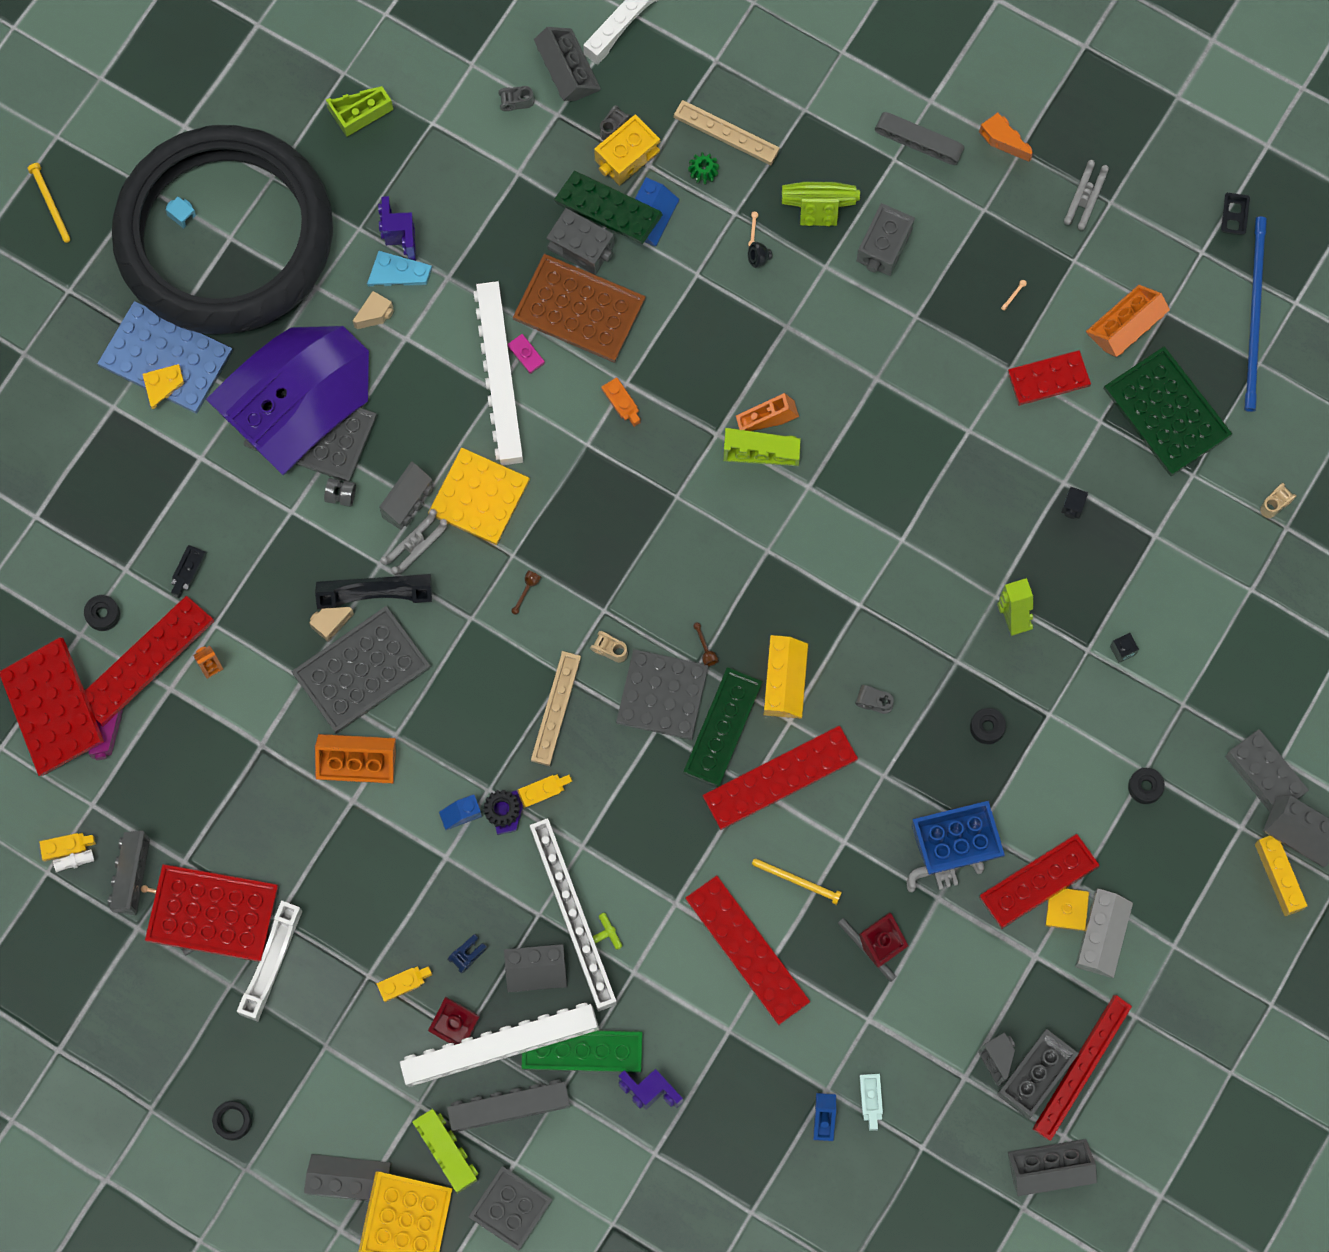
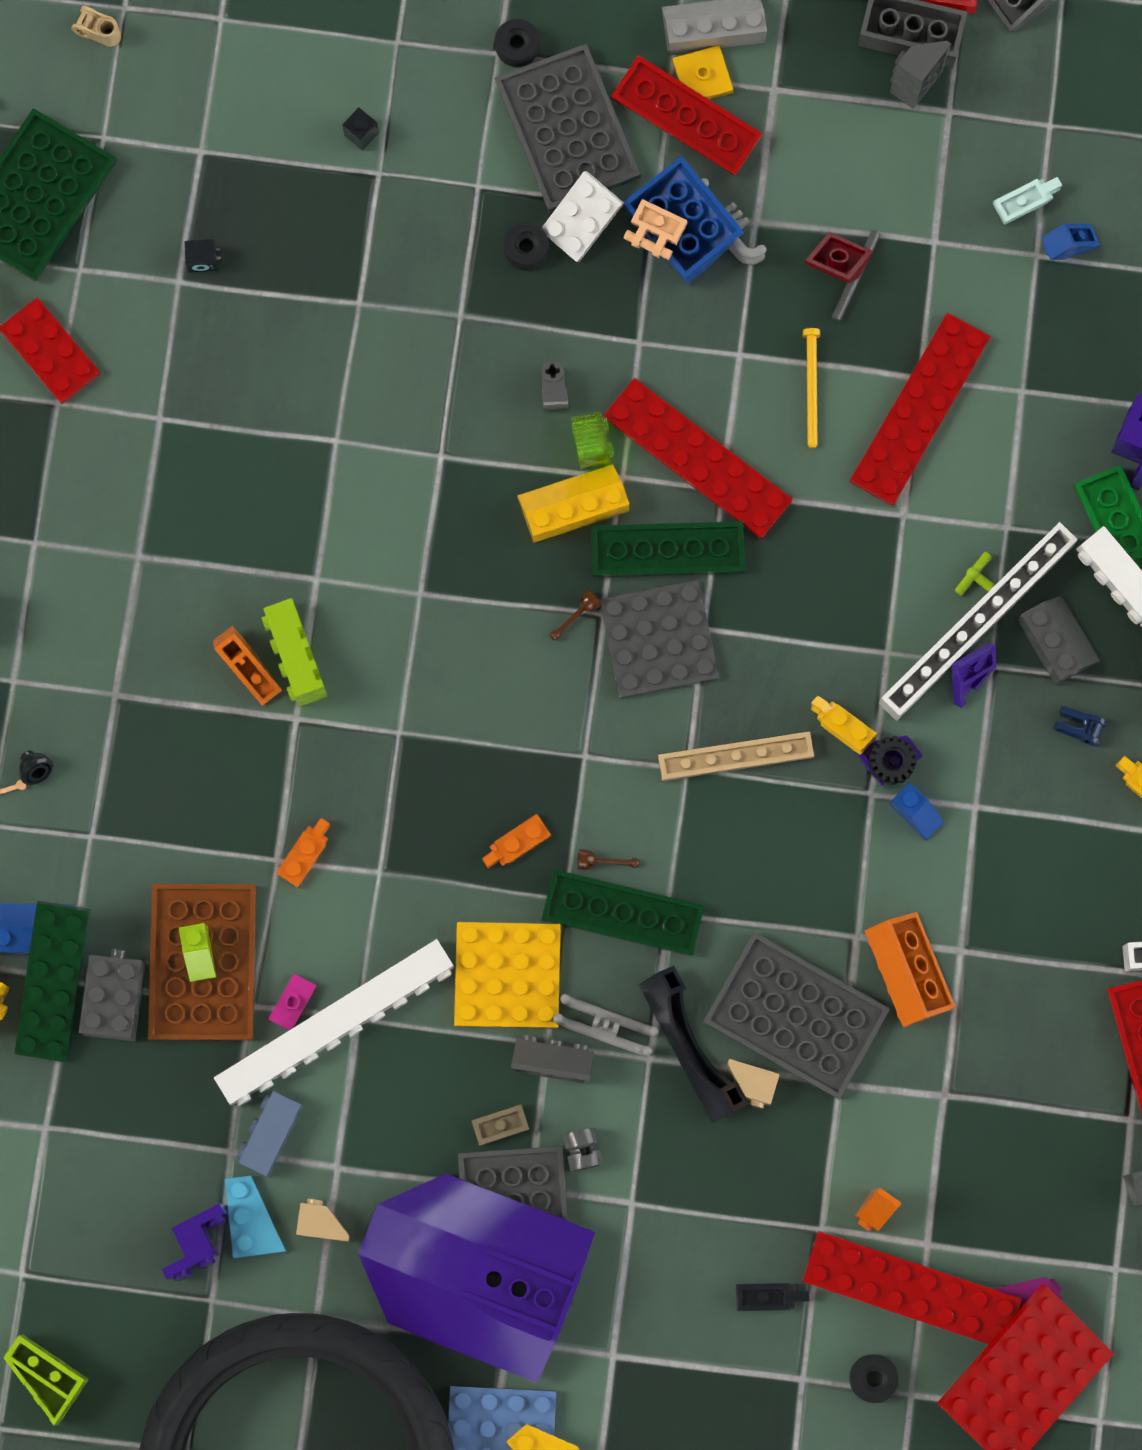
camera: 115 degrees left, 5 degrees up
(382, 448) = (500, 1125): none -> dark tan plate
(446, 303) = (269, 1133): none -> sand blue brick
(484, 587) = (622, 912): none -> dark green plate
(539, 895) = (971, 671): none -> dark purple wing
(565, 540) = (517, 842): none -> orange hinge
(585, 303) = (197, 952): none -> lime slope
(606, 645) = (630, 726): tan piece -> none
(824, 708) = (591, 440): none -> clear neon green brick
(959, 816) = (658, 222): none -> light nougat plate
(992, 771) = (582, 216): none -> white plate
(1015, 605) = (365, 266): lime wedge -> none
(1066, 793) = (566, 124): none -> dark grey plate

